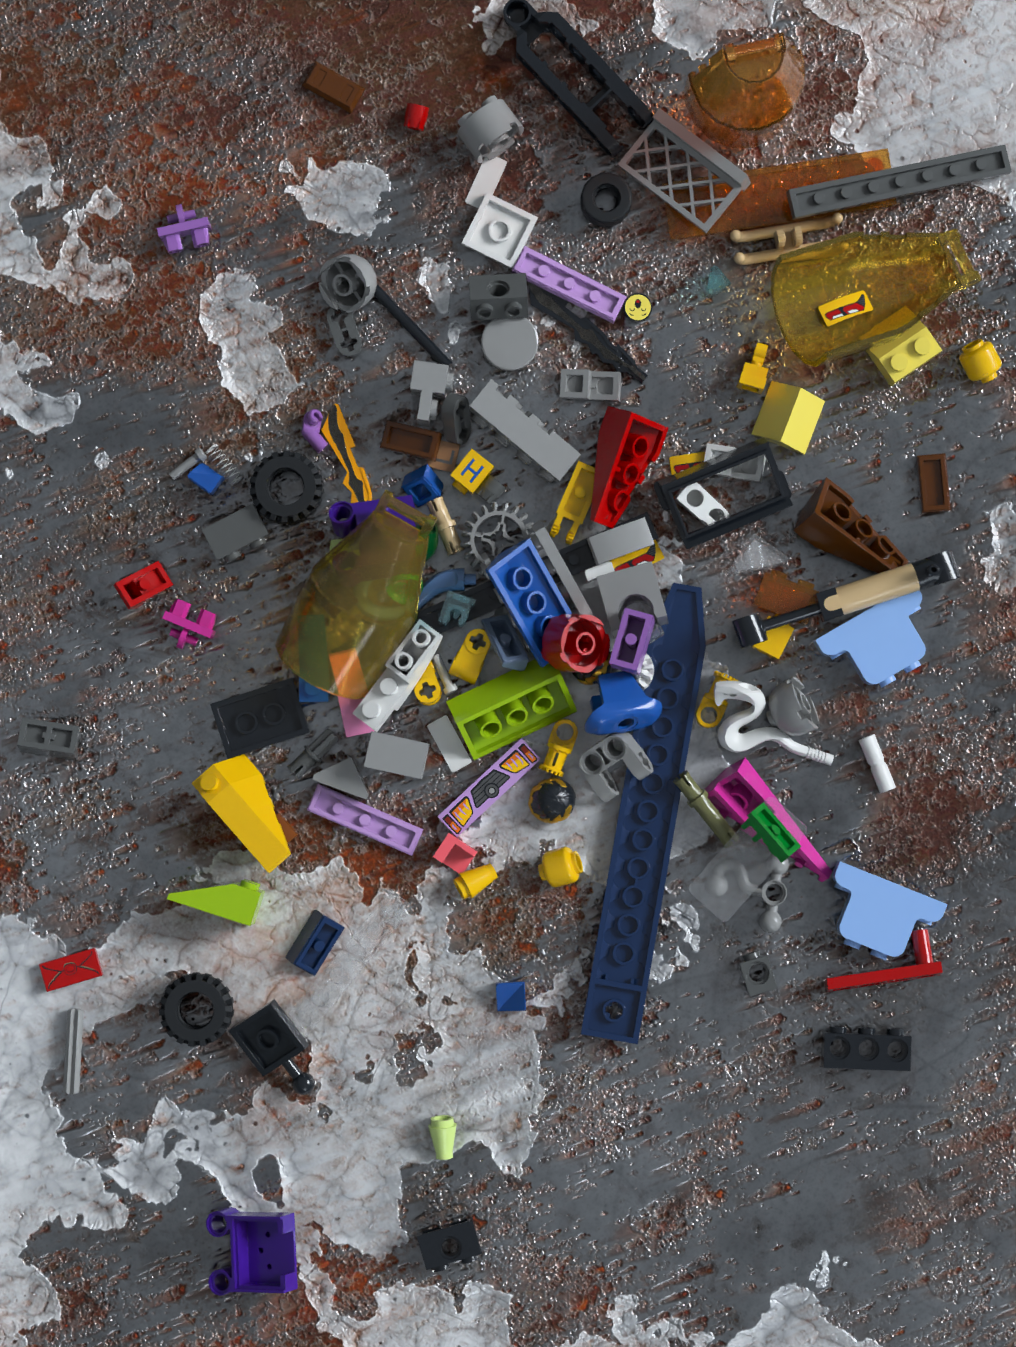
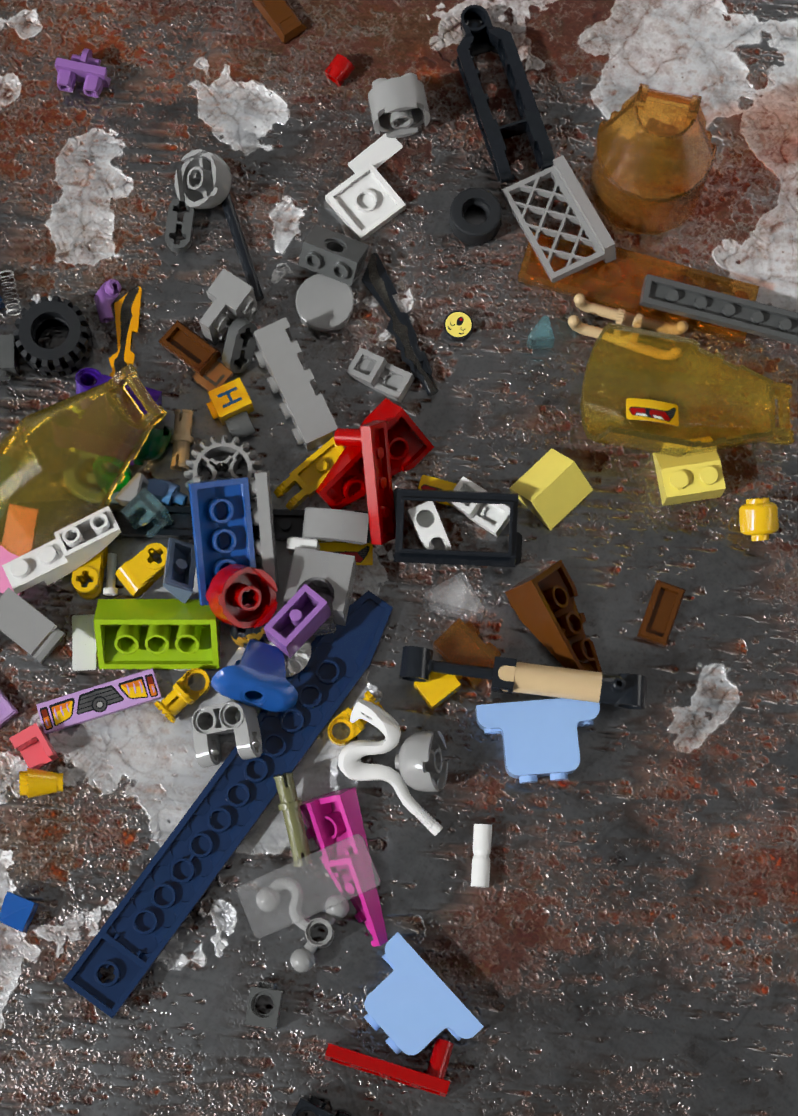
camera: 30 degrees right, 10 degrees down
(422, 485) = (180, 393): blue slope -> none
(432, 595) = (131, 489): none -> light grey slope
(552, 800) = (152, 741): black hair -> none
(560, 867) = (127, 808): yellow head -> none
(569, 284) = (405, 277): lavender tile -> none
(637, 480) = (377, 471): none -> red piece
(754, 375) = (536, 433): yellow piece -> none
(772, 831) = (342, 869): green plate -> none

